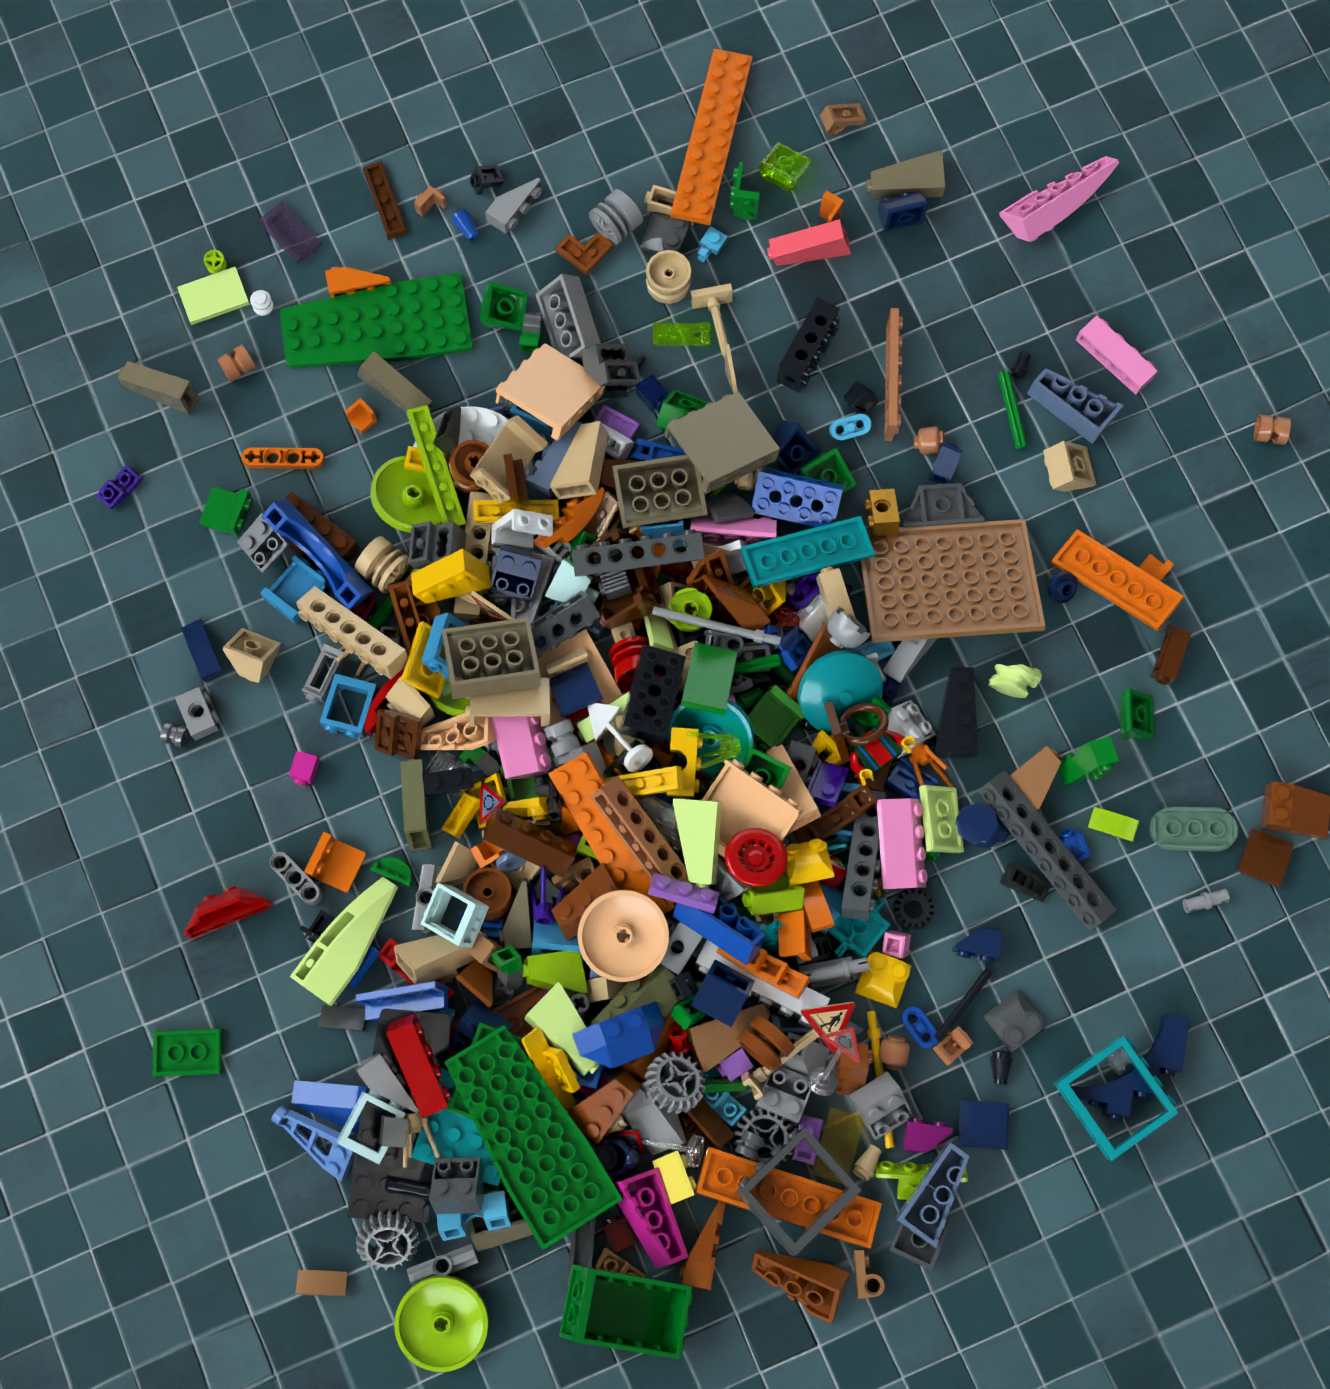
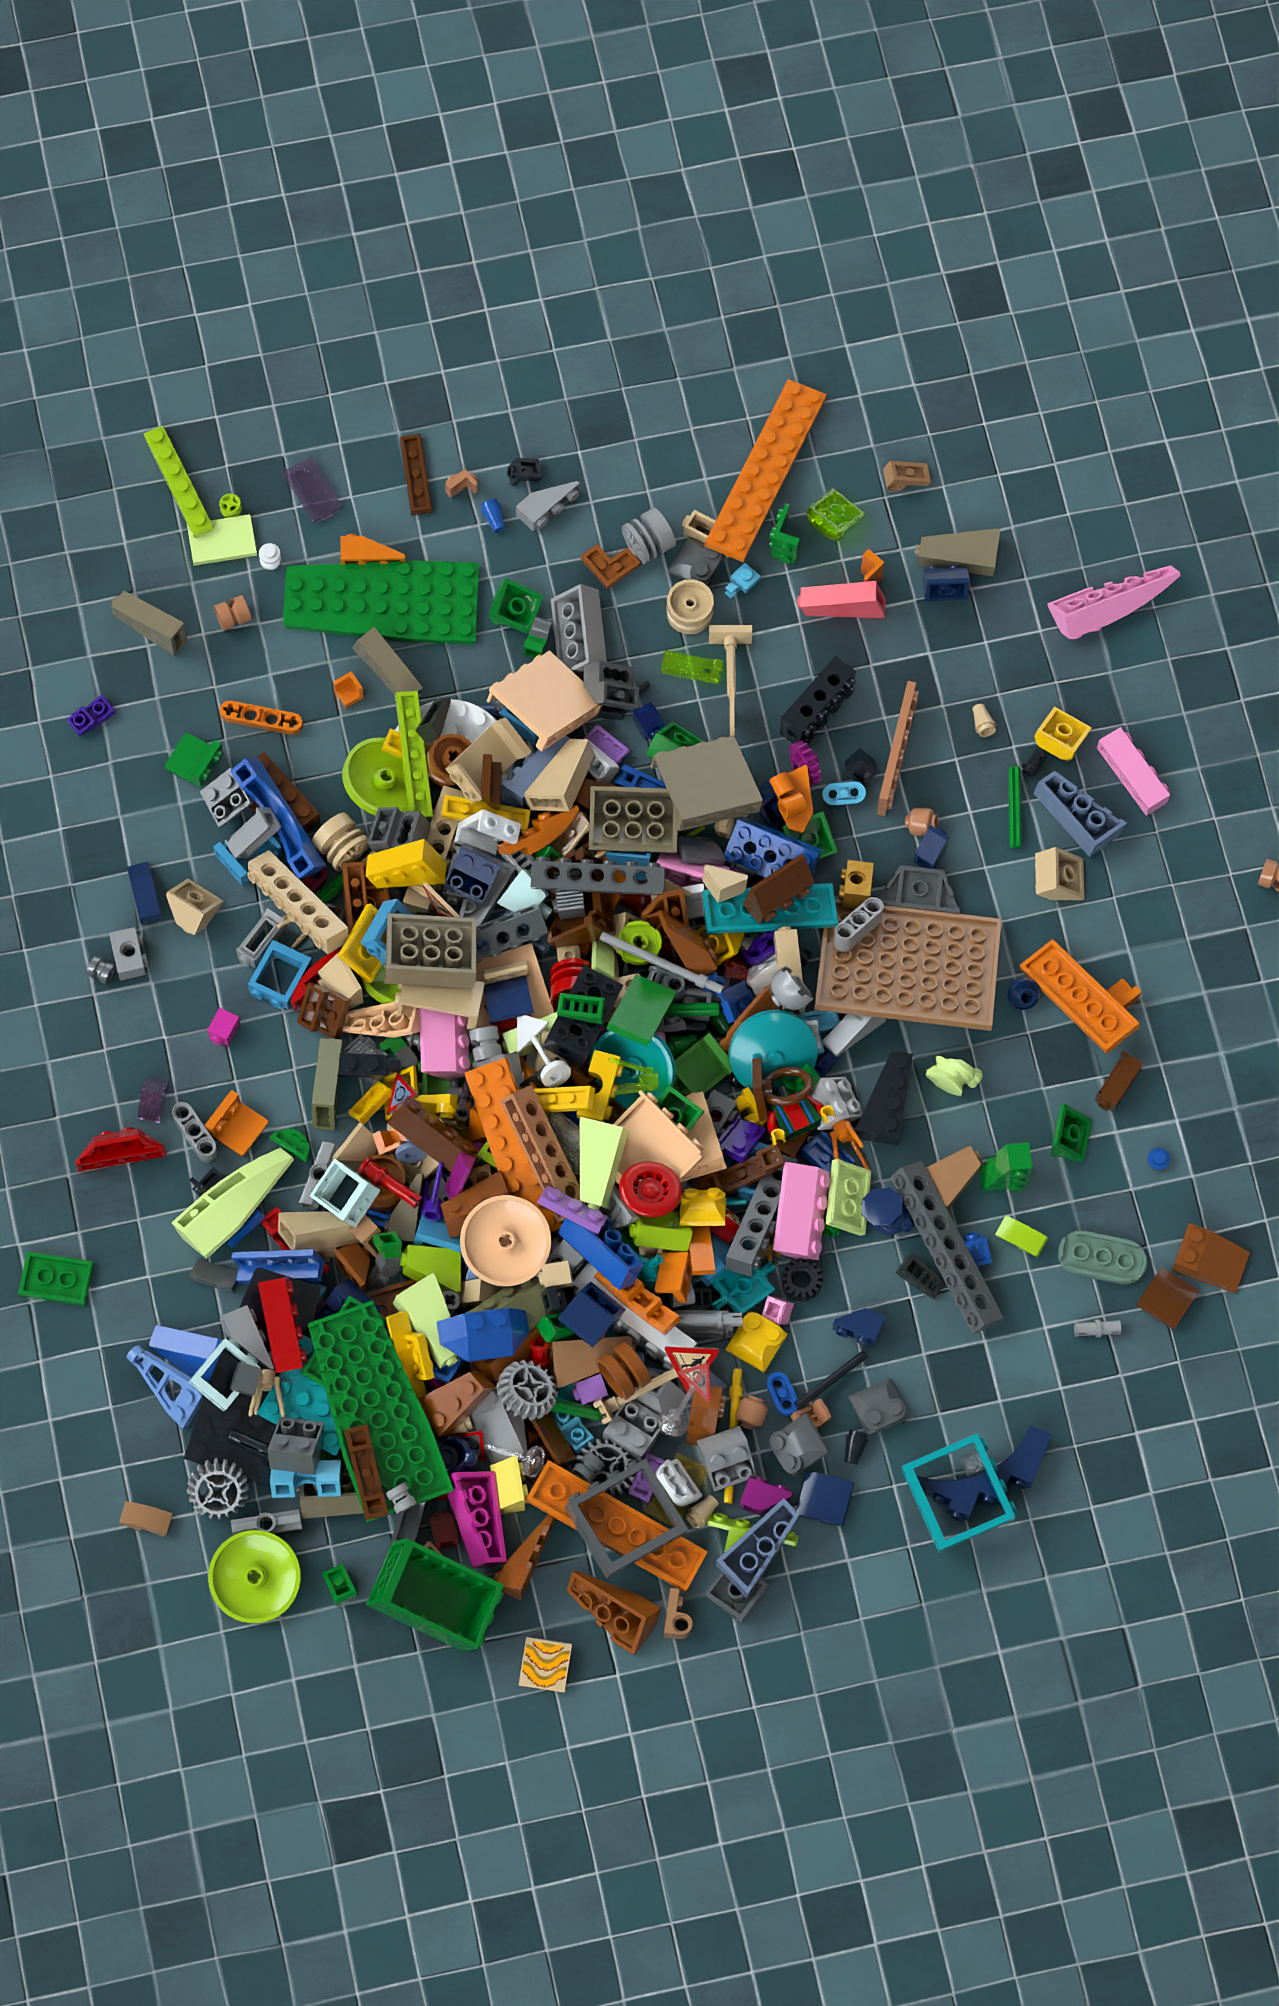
camera: 10 degrees right, 5 degrees down
(161, 248) = (178, 481): none -> lime plate
(249, 852) = (152, 1099): none -> clear purple slope
(296, 573) = (253, 833): none -> light grey window
(487, 892) = (381, 1177): none -> red pin
(527, 1313) = (339, 1585): none -> green slope
(533, 1203) = (366, 1472): none -> reddish brown slope
(563, 876) = (459, 1175): none -> magenta slope
(568, 1219) = (398, 1493): none -> light grey wheel
(659, 680) = (582, 1000): none -> green slope
(680, 961) = (556, 1274): none -> tan brick
(747, 1352) = (545, 1664): none -> slope
(759, 536) = (724, 883): none -> tan slope
(769, 517) = (734, 865): none -> black piece
(807, 440) = (794, 797): none -> orange panel
(809, 405) = (802, 755): none -> magenta gear
(815, 533) = (779, 890): none -> reddish brown slope
(839, 1142) = (677, 1483): none -> white slope
(899, 541) = (858, 924): none -> light grey beam
(947, 1078) = (798, 1445): none -> dark grey slope
(966, 335) = (984, 722): none -> tan cone
(1041, 333) = (1061, 734): none -> yellow slope
(1224, 722) = (1158, 1159): none -> blue plate

